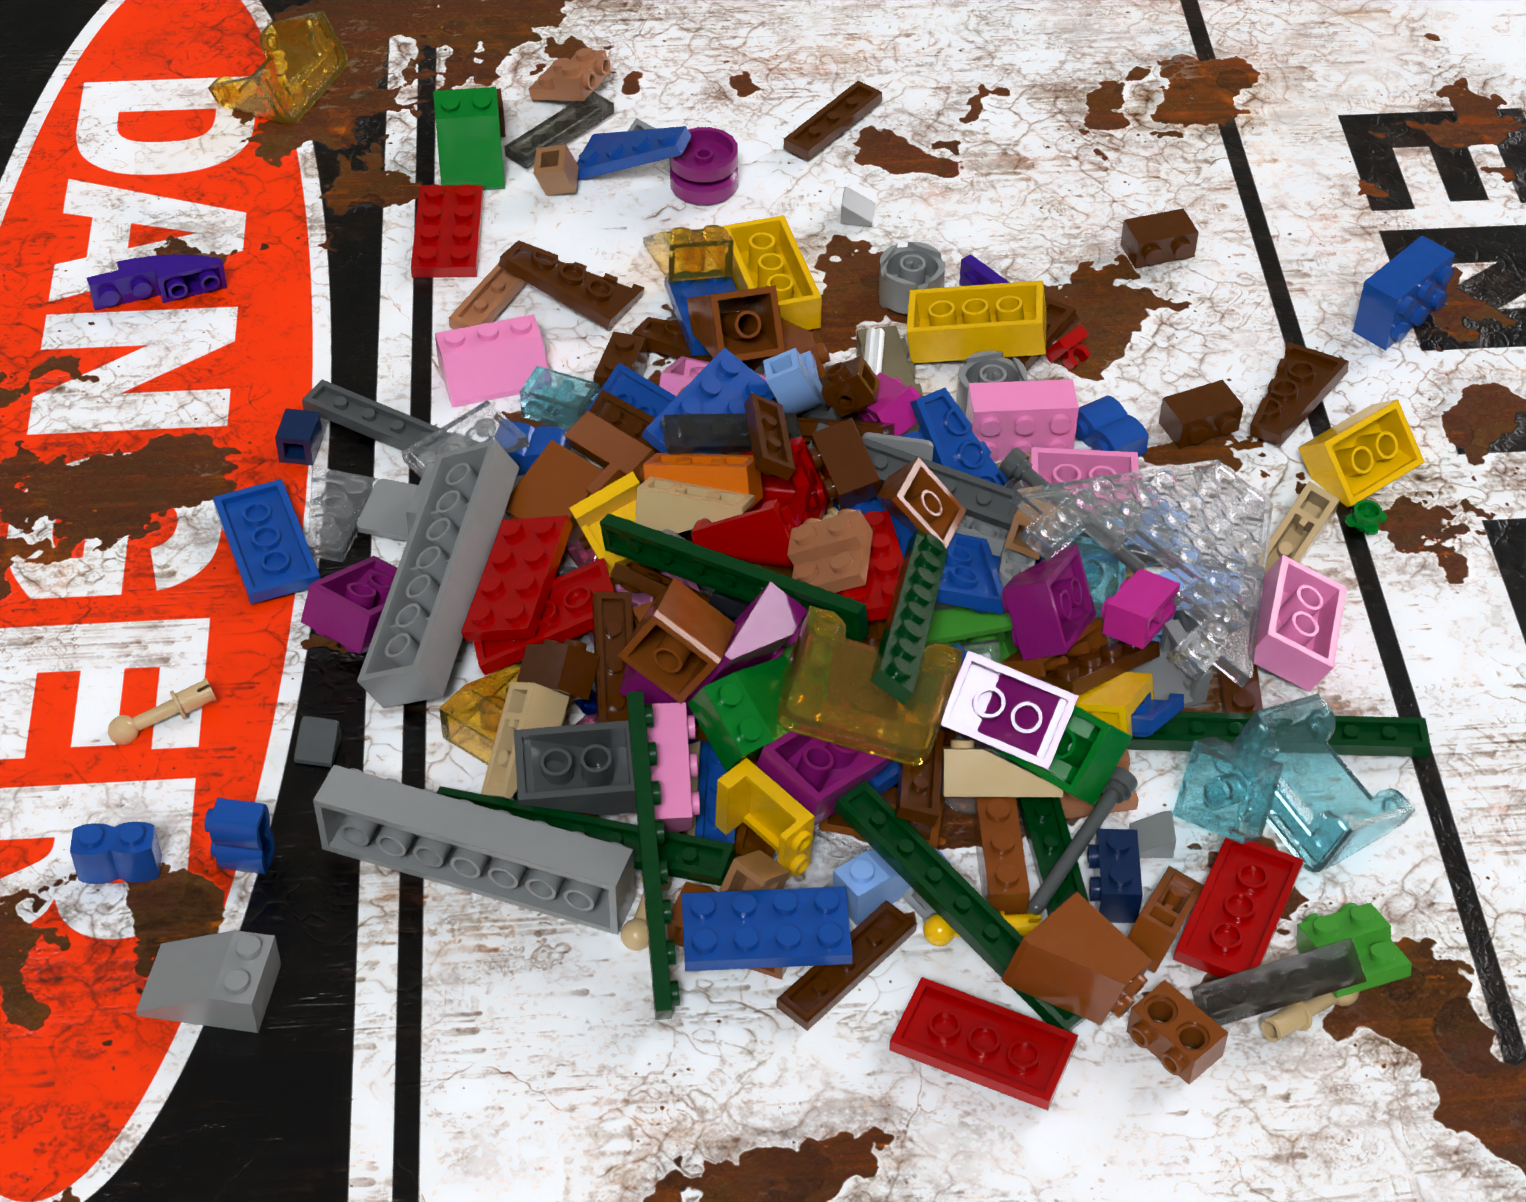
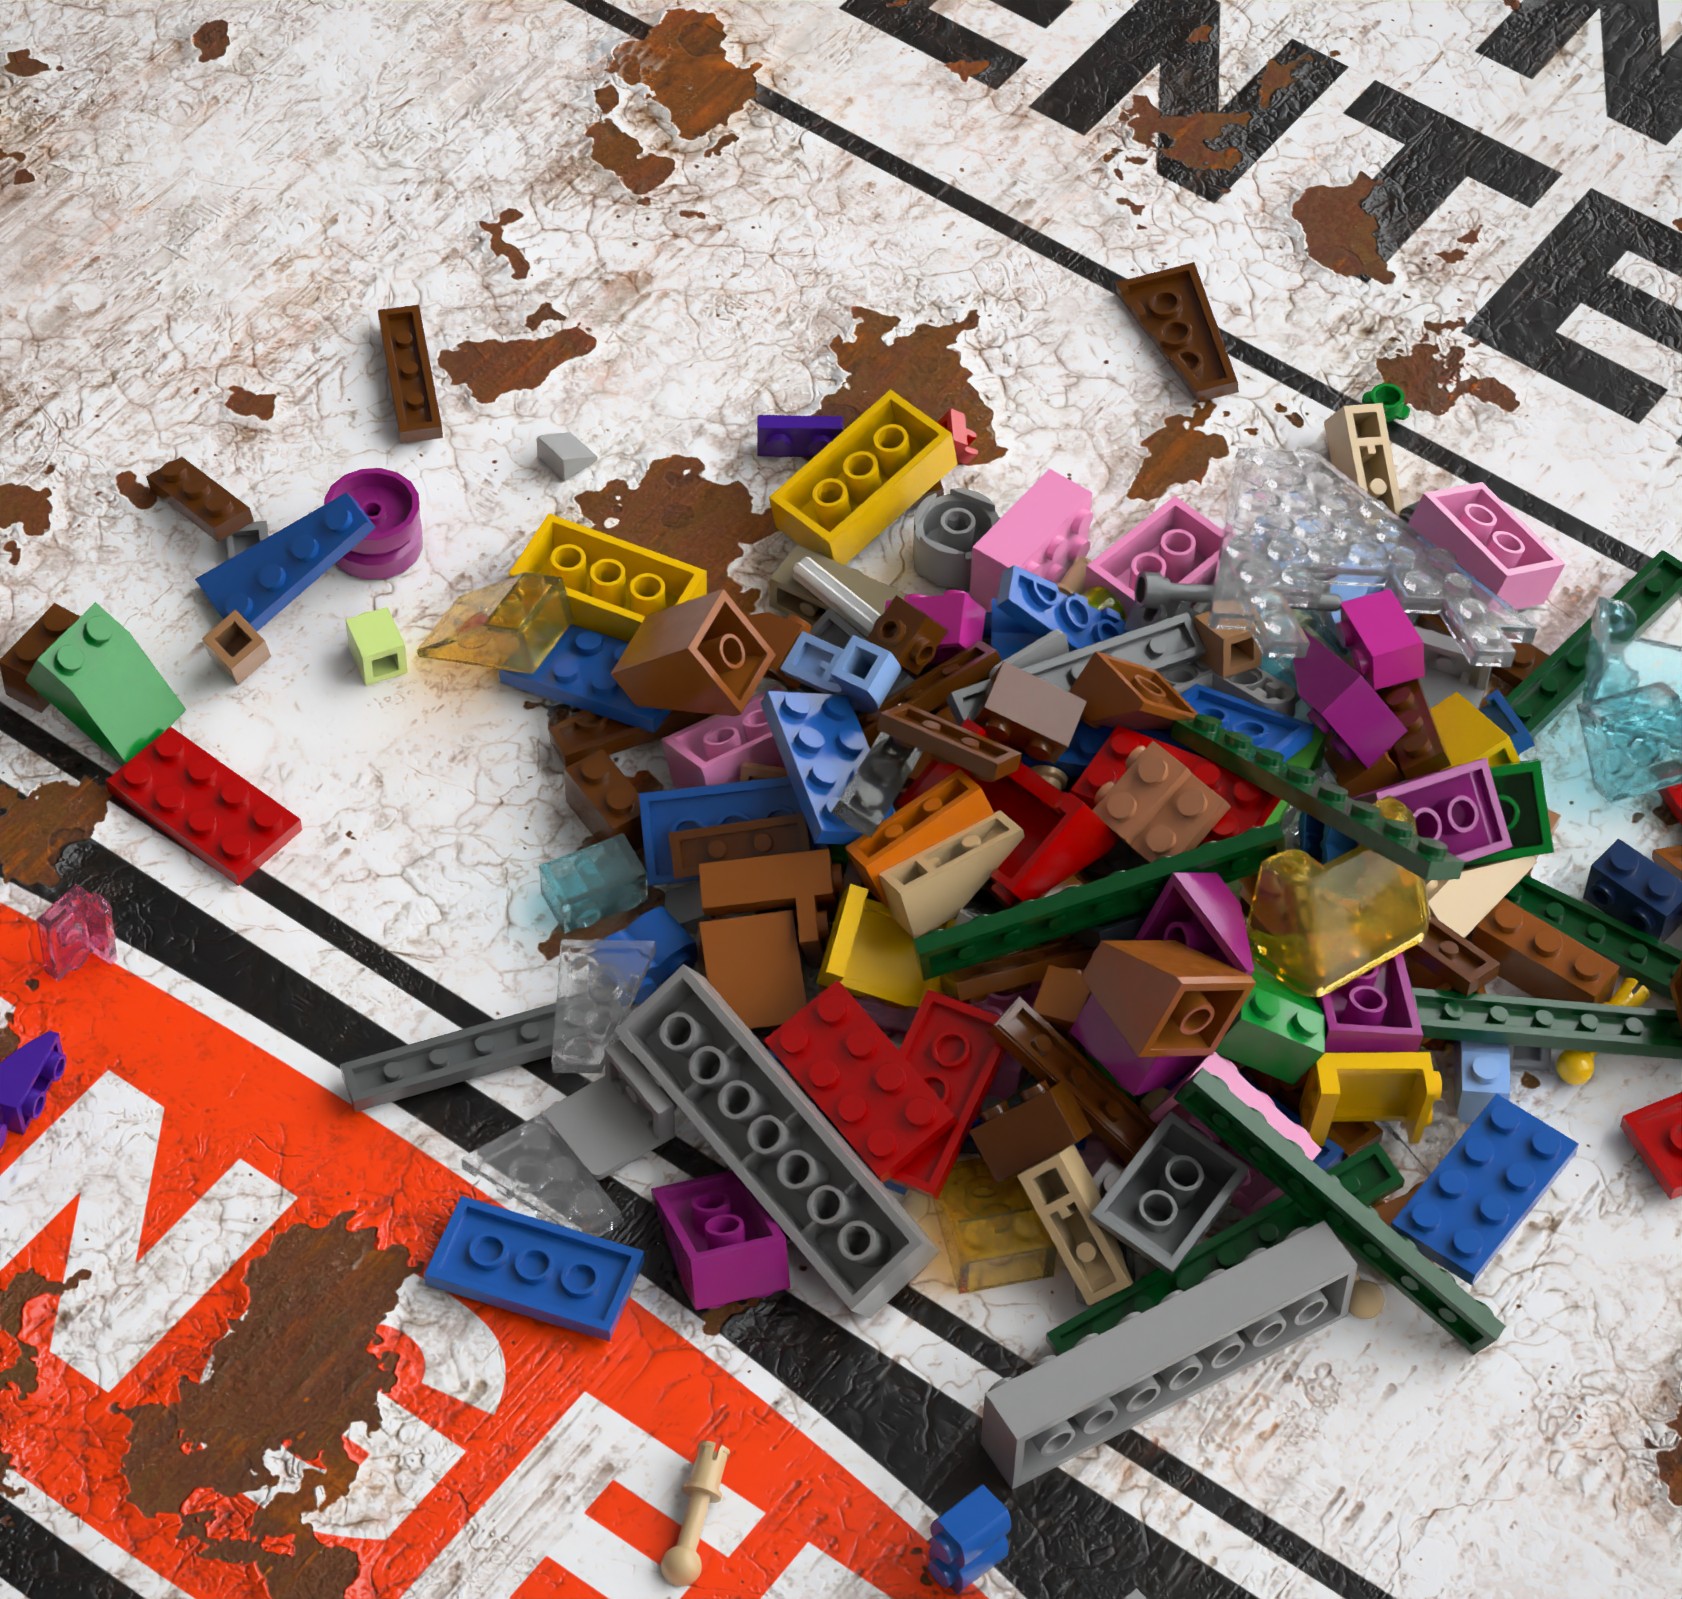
camera: 50 degrees left, 5 degrees up
(293, 227) = (74, 929): none -> clear pink bracket
(299, 437) = (407, 1140): dark blue brick -> none
(317, 741) = (873, 1402): dark grey slope -> none
(487, 299) = (358, 824): nougat plate -> none
(489, 359) = (471, 901): bright pink slope -> none
(560, 128) = (156, 597): clear smoke plate -> none
(572, 78) = (89, 532): nougat plate -> none
(587, 293) = (444, 754): reddish brown wing -> none
(626, 221) = (376, 646): none -> yellowish green brick
(644, 100) = (199, 498): none -> reddish brown plate
(754, 872) = (1417, 1151): medium nougat panel -> none
(827, 985) = (1560, 1212): reddish brown tile -> none
(908, 269) = (733, 485): light grey brick -> none
(1109, 428) = (1114, 491): blue brick -> none
(1118, 789) = (1585, 889): dark grey piece -> none
(1156, 835) = (1606, 827): light grey slope -> none
(1159, 238) = (878, 264): reddish brown brick -> none
(1200, 414) = (1145, 415): reddish brown brick -> none
(1363, 452) = (1310, 343): yellow slope -> none
(1404, 292) = (1160, 156): blue brick -> none

